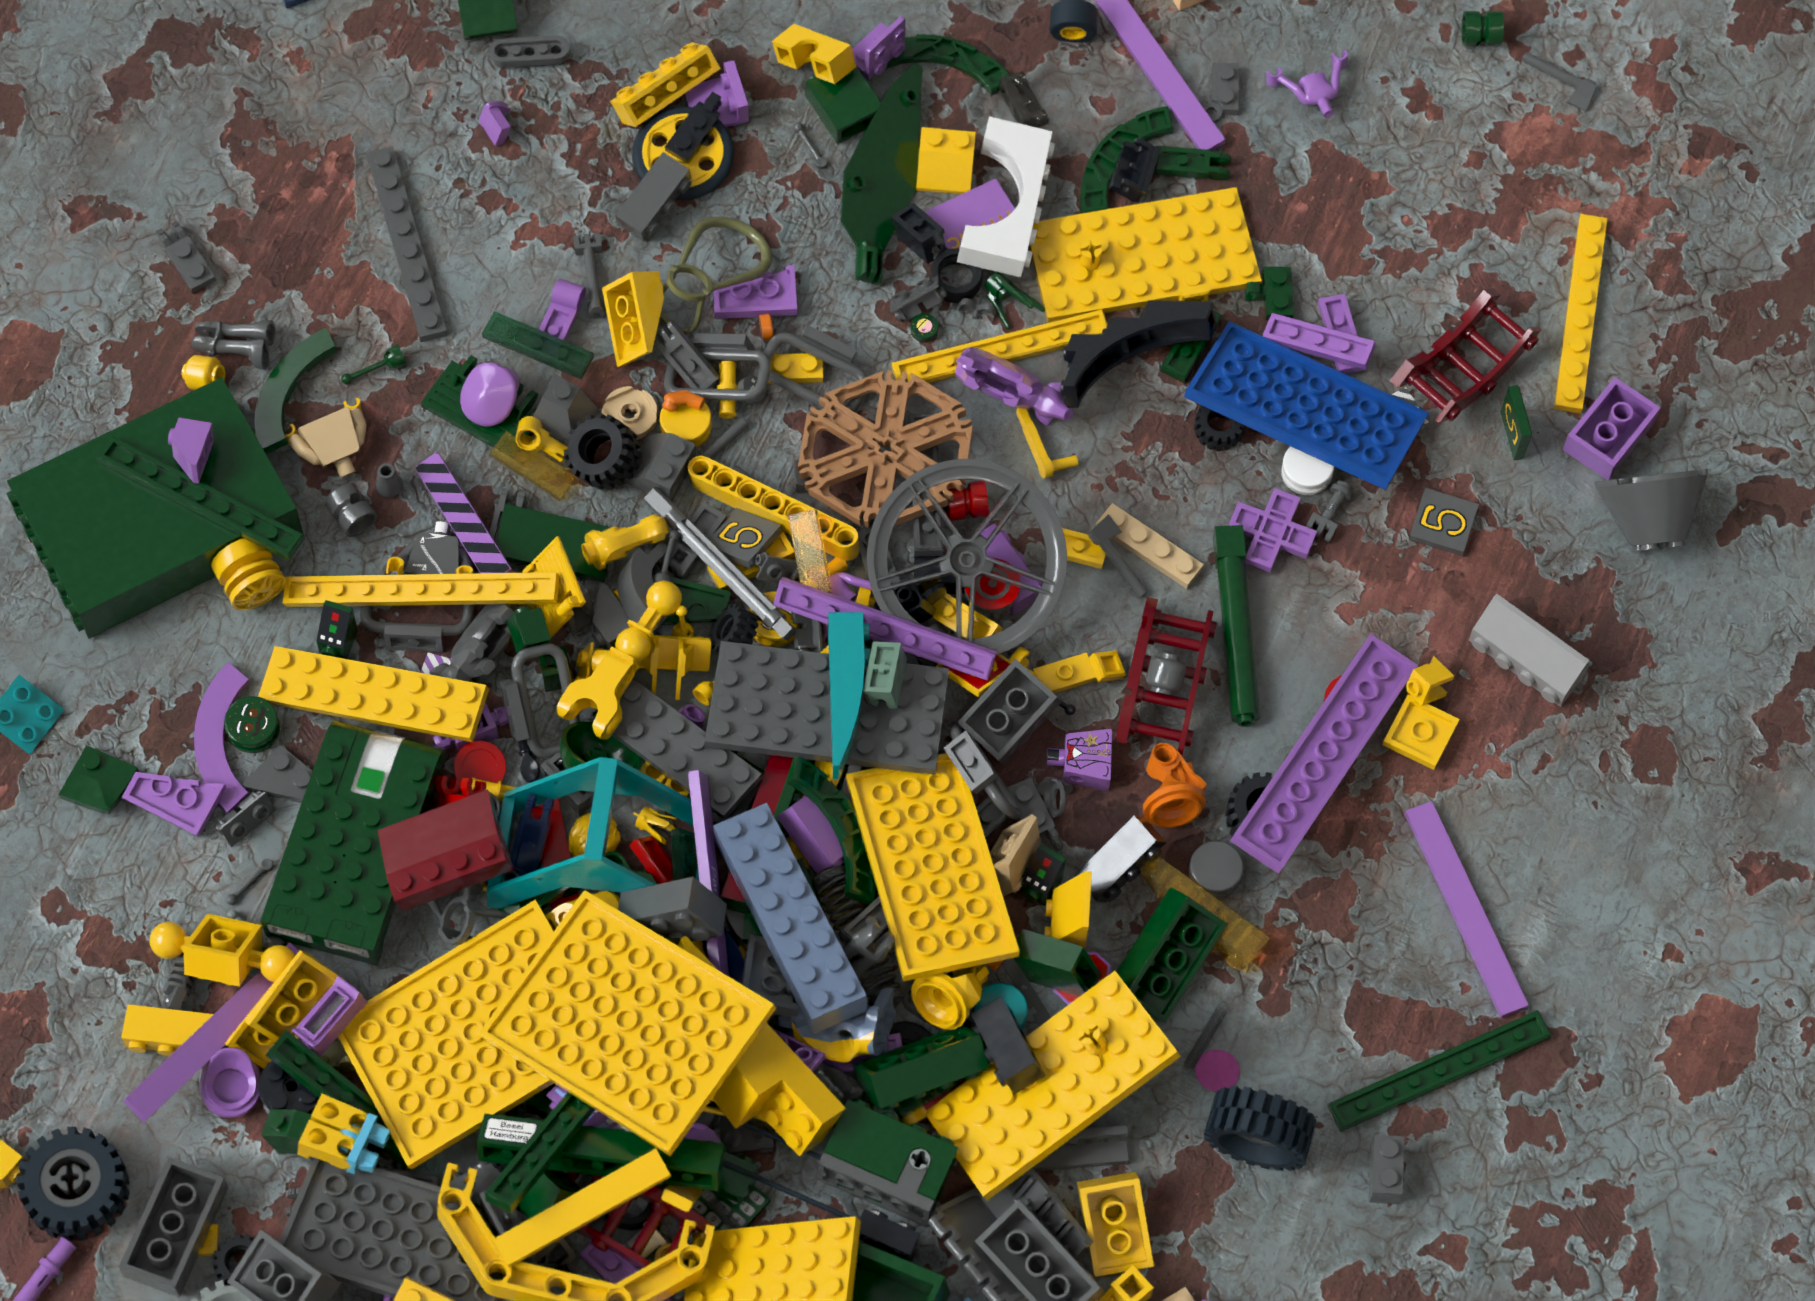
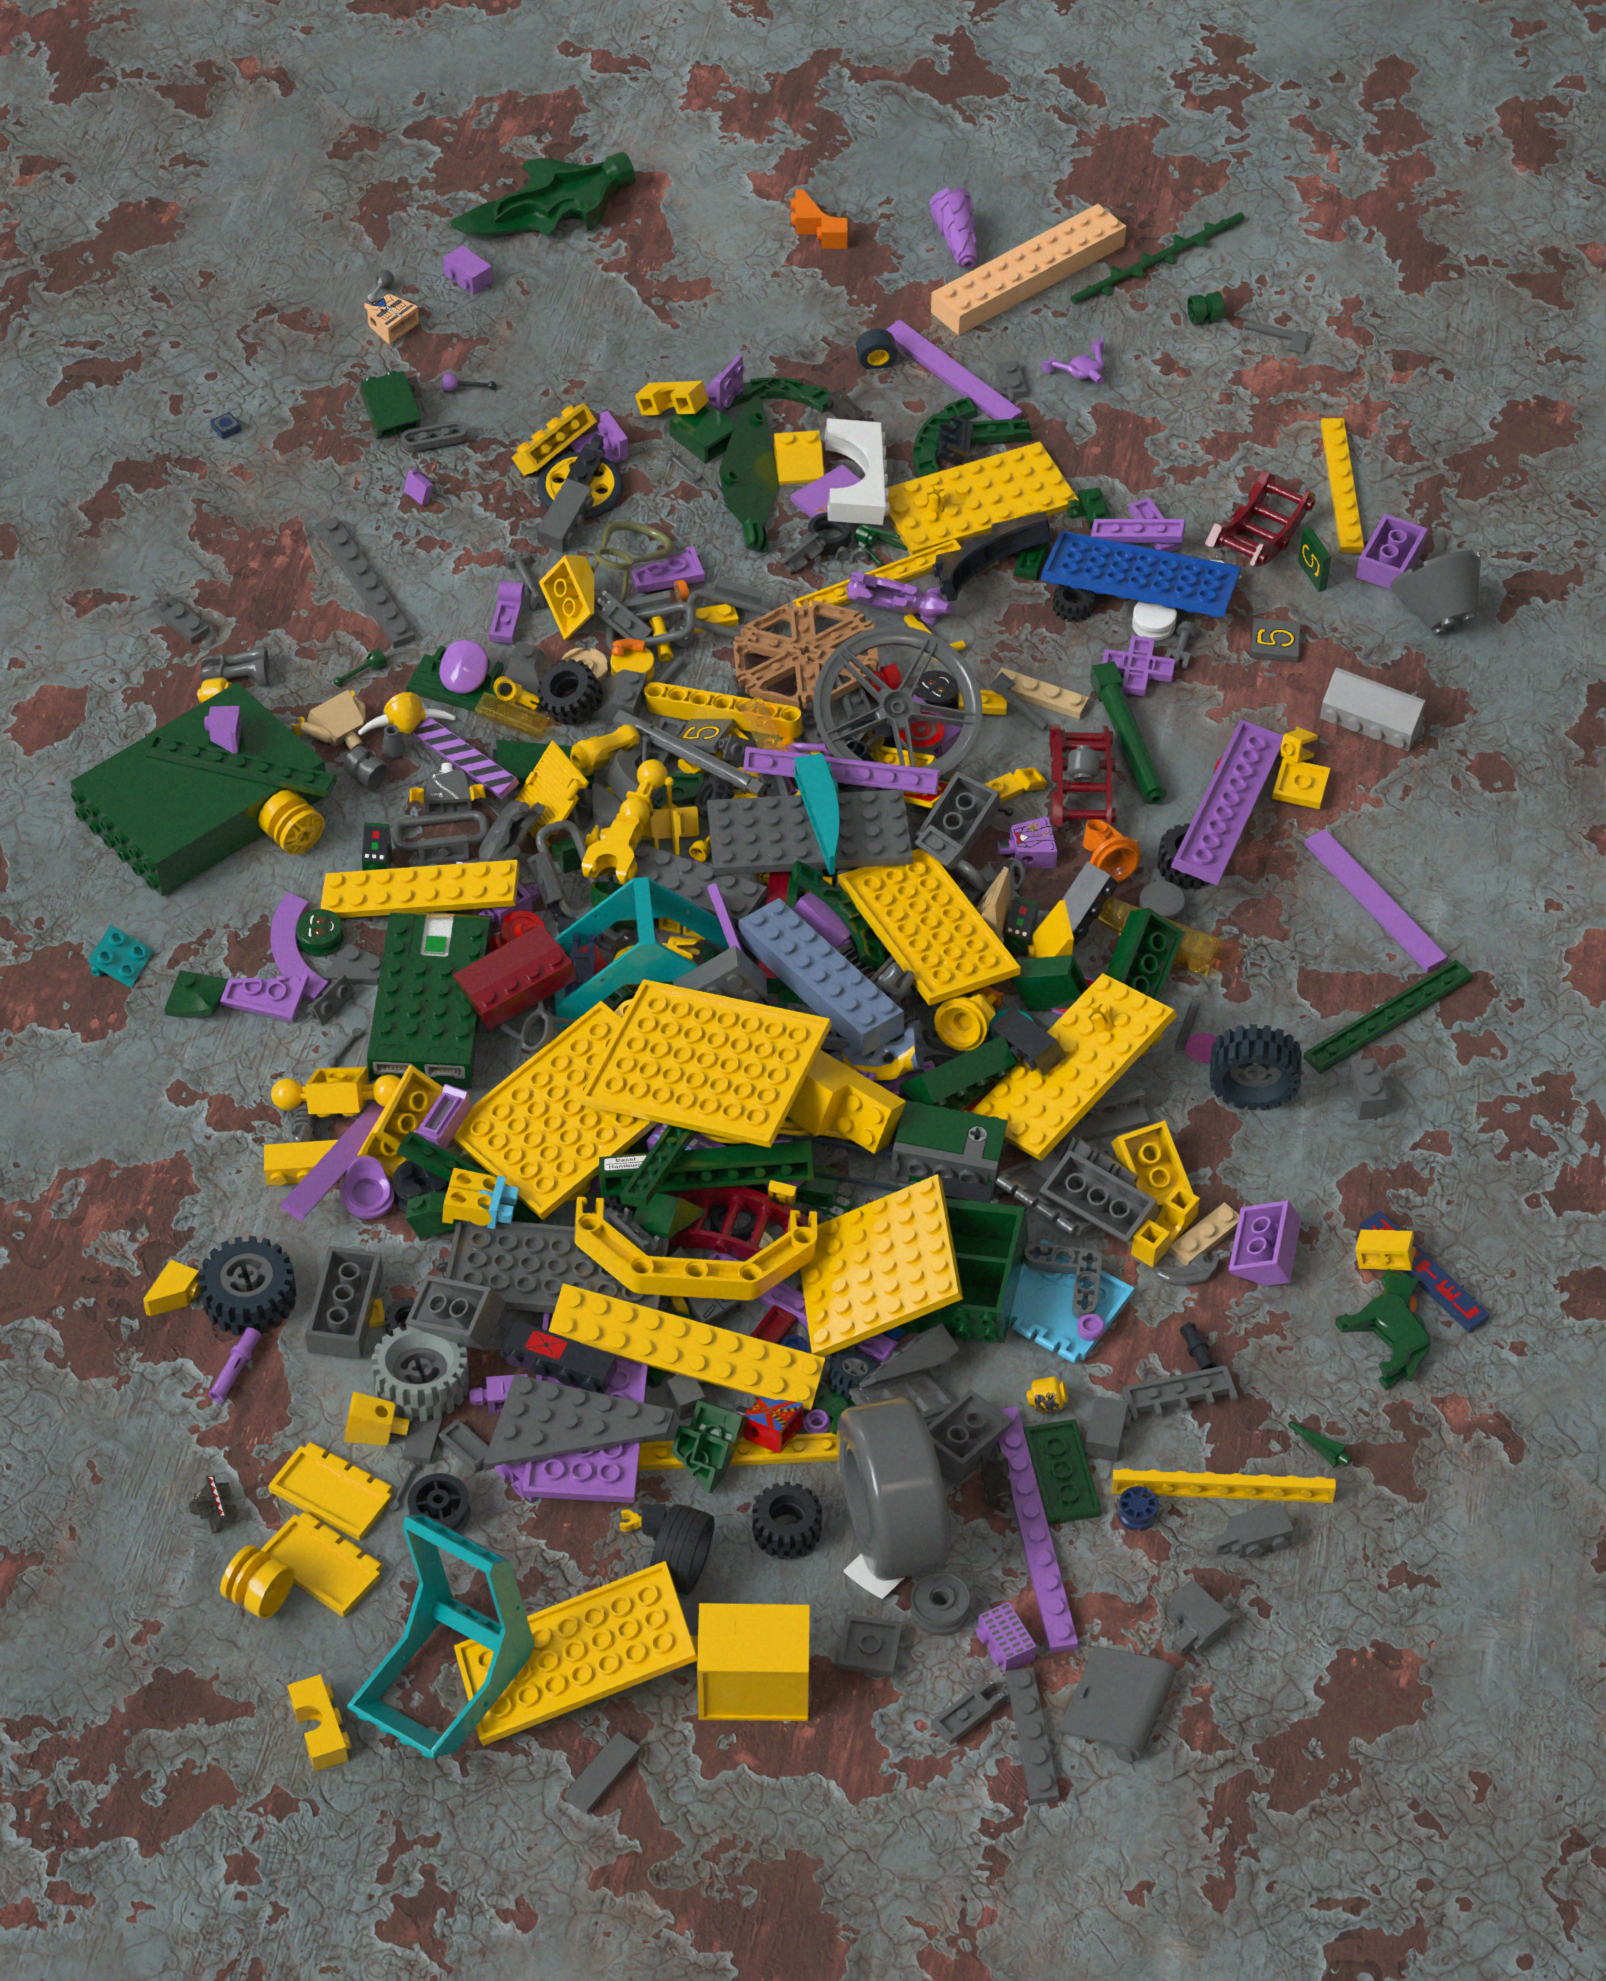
camera: 10 degrees left, 15 degrees down
(280, 385) = (286, 685): dark green tile -> none
(409, 446) = (405, 712): none -> yellow helmet
(422, 589) = (446, 805): yellow plate -> none
(528, 628) = (543, 811): dark green brick -> none
(537, 345) = (494, 629): clear green tile -> none
(582, 1208) = (703, 1203): yellow tile -> none
(885, 673) = (852, 793): sand green hinge -> none
(918, 231) = (791, 505): black hinge -> none
(924, 327) = (812, 574): dark green tile -> none
(1023, 529) = (938, 689): none -> black head

